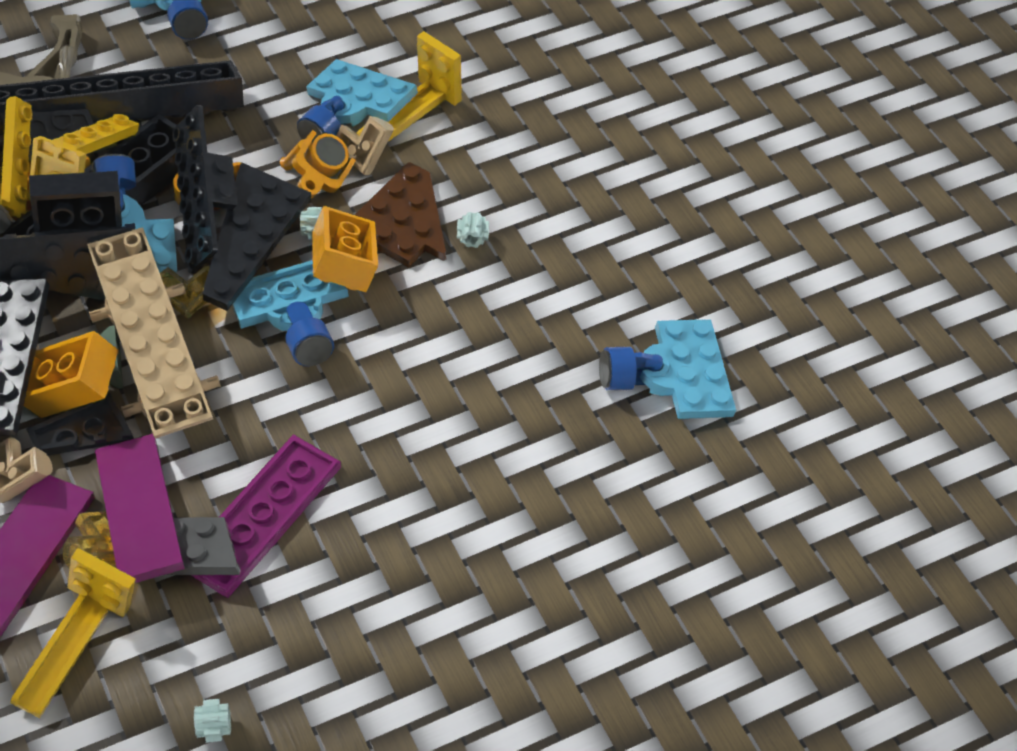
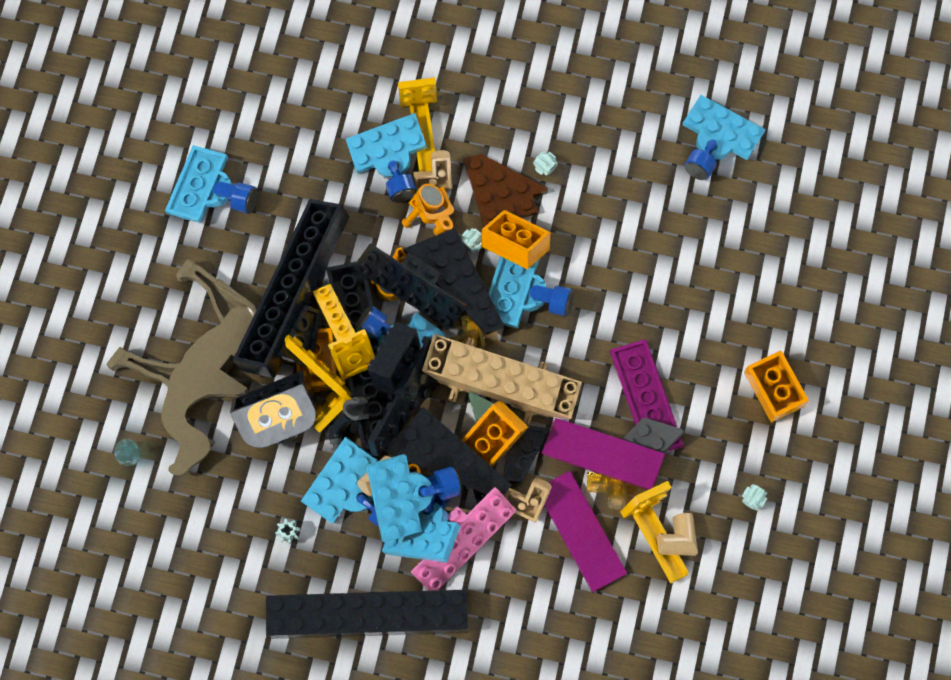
camera: 50 degrees left, 20 degrees up
(83, 677) = (683, 540): none -> tan brick
(393, 639) = (776, 386): none -> light orange brick

